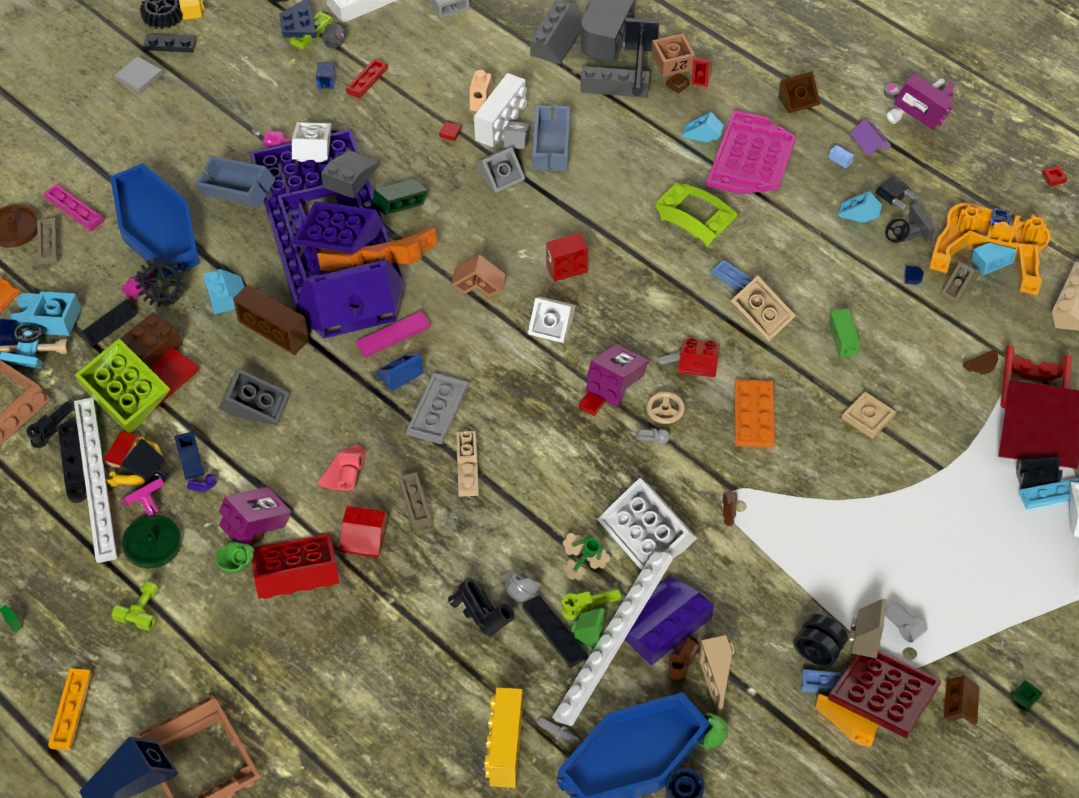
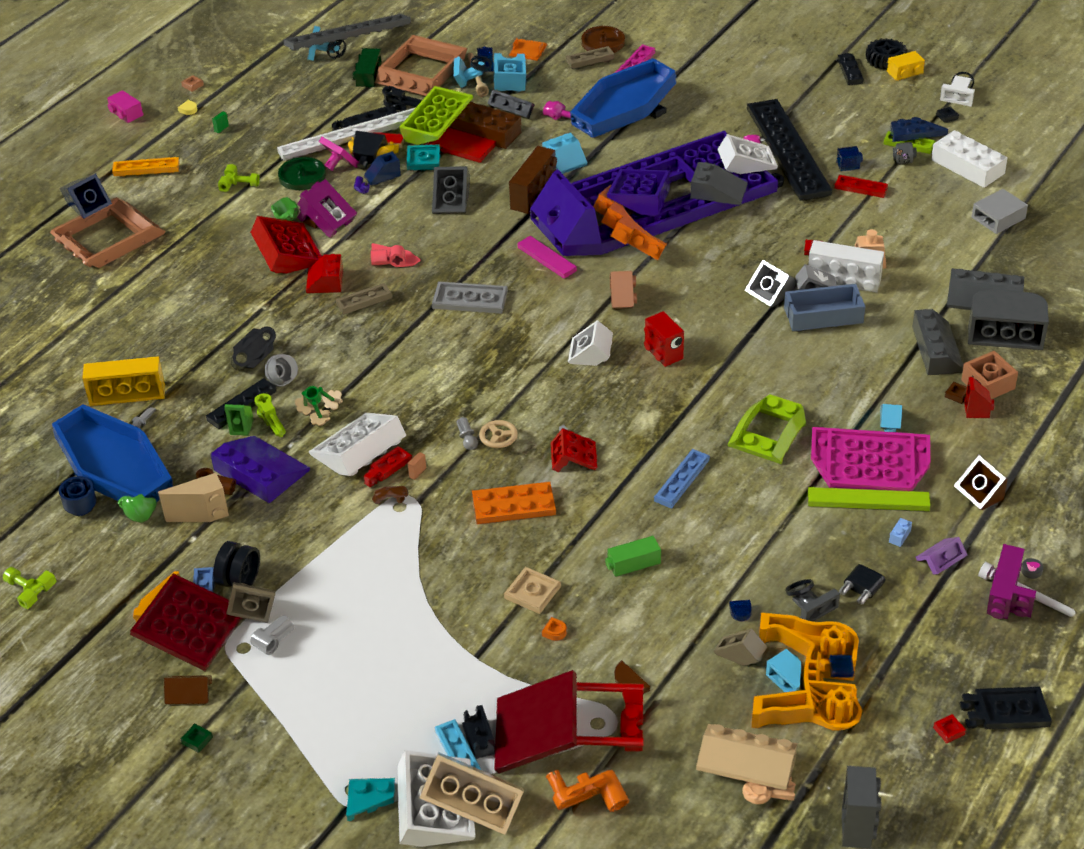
camera: 80 degrees right, 10 degrees down
(138, 74) = (802, 61): light grey tile -> none
(158, 298) = (555, 114): black gear -> none
(174, 417) = (423, 157): none -> teal plate
(235, 181) = (676, 129): sand blue piece -> none
(285, 114) = (789, 150): none -> black plate
(399, 197) = (702, 223): dark green brick -> none
(401, 371) = (502, 266): blue slope -> none
(467, 464) = (410, 322): tan slope -> none
(591, 403) = (497, 390): red tile -> none
(612, 638) = (238, 433): white plate -> none
(614, 372) = (530, 390): magenta brick -> none
(639, 37) = (1005, 344): black tile -> none
(686, 506) = (387, 466): none -> red hinge
(693, 480) = (416, 465): none -> nougat tile
(762, 308) = (645, 483): tan slope -> none
(796, 168) = (868, 499): none -> lime tile
(860, 208) = (821, 555): medium azure slope -> none
(918, 405) = (554, 630): none -> orange tile
(1035, 140) = (1006, 708): none -> black tile

